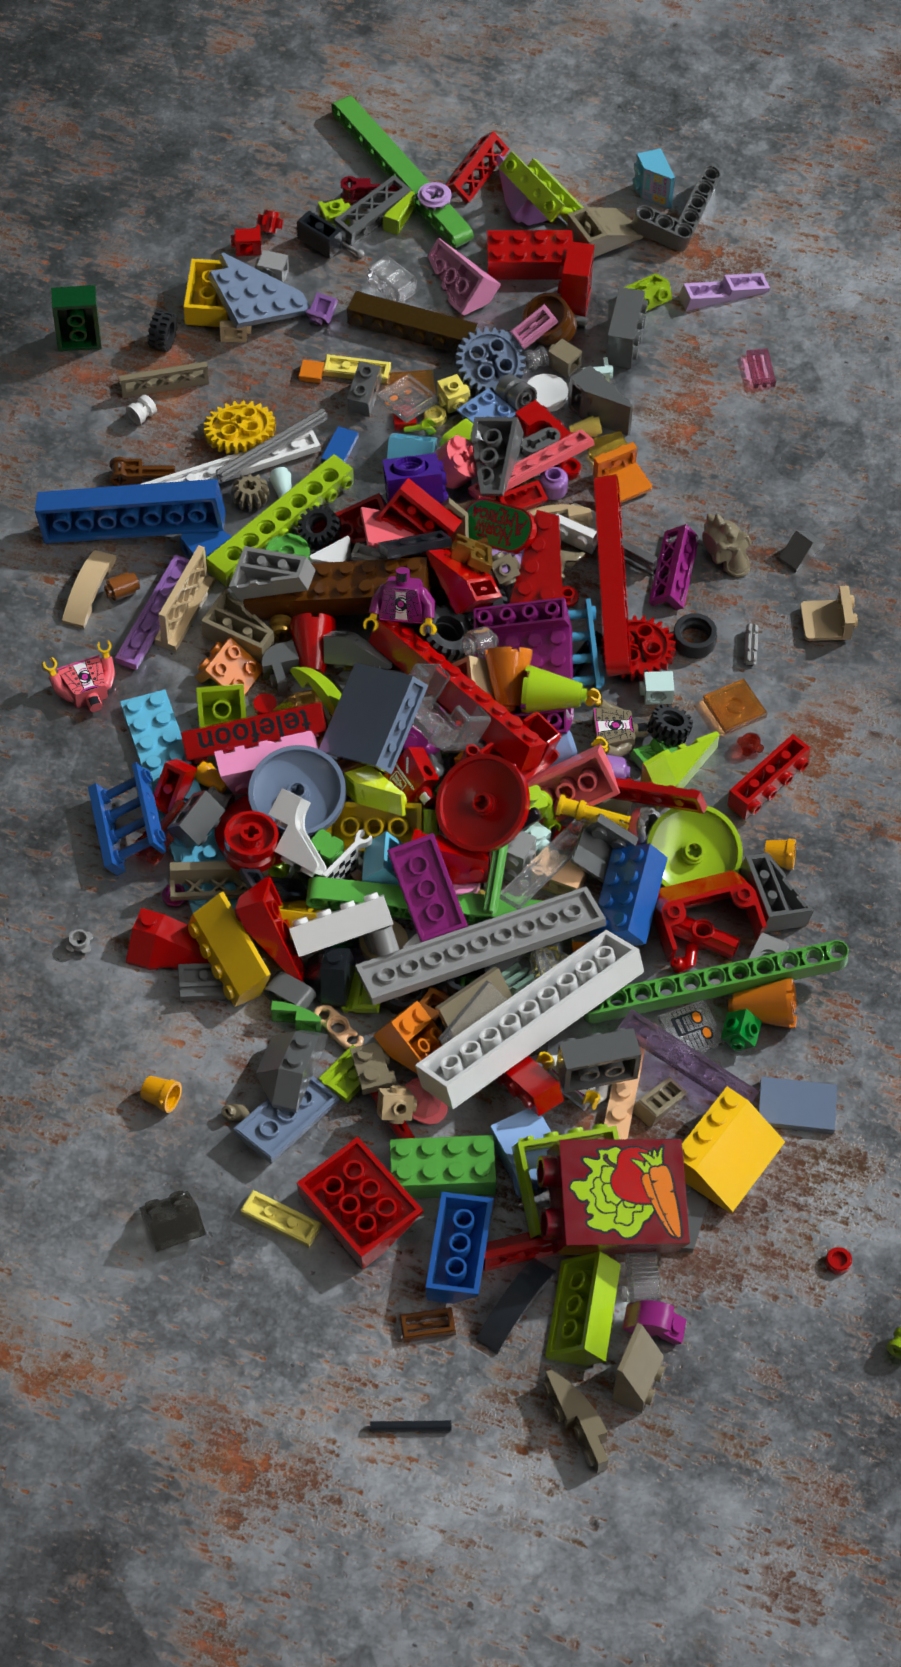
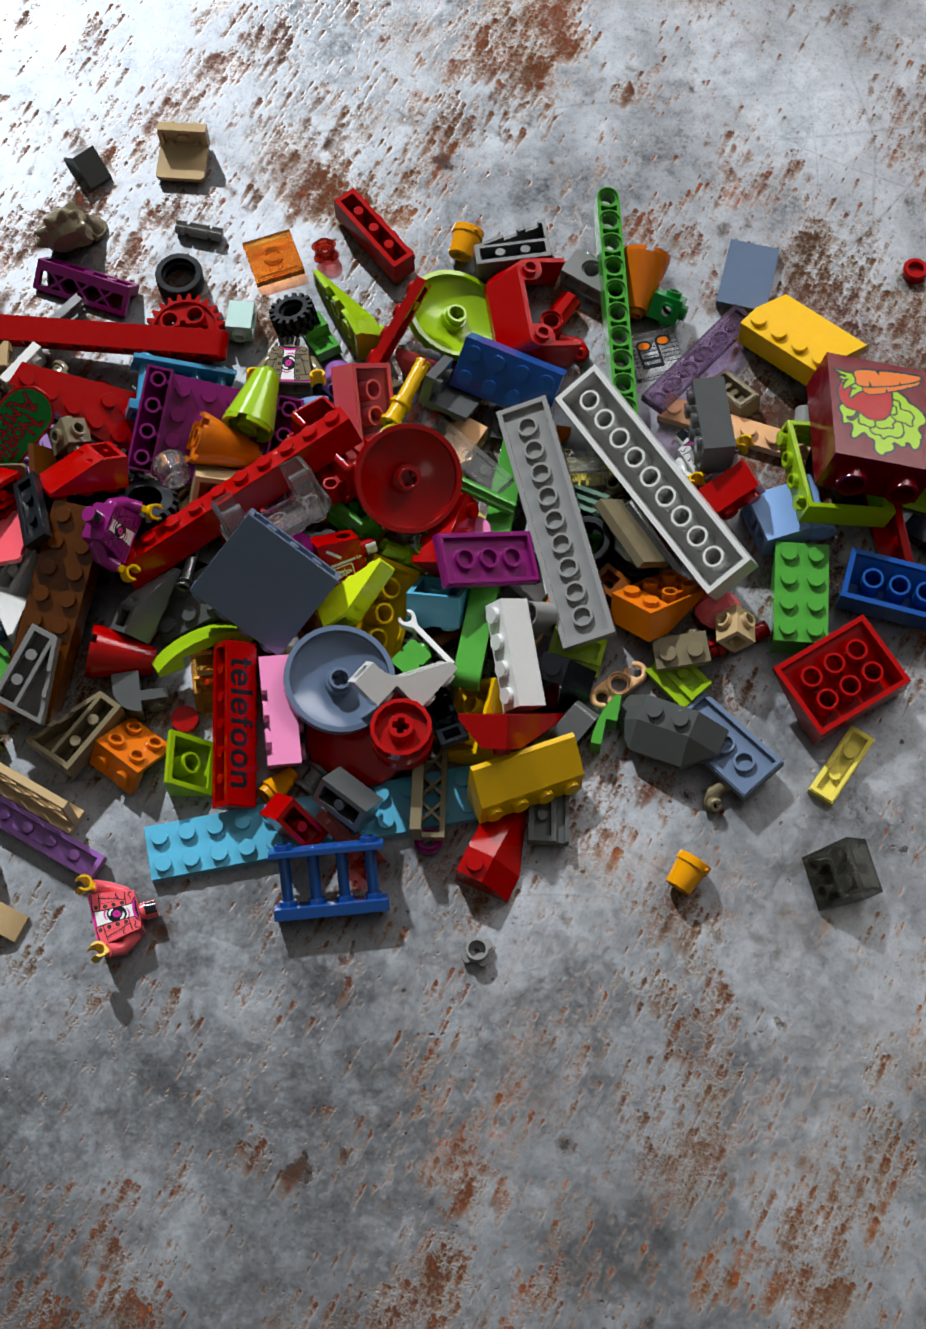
camera: 80 degrees left, 10 degrees up
(281, 627) = (83, 689): pearl gold wheel -> none
(474, 552) = (52, 453): pearl gold plate -> none

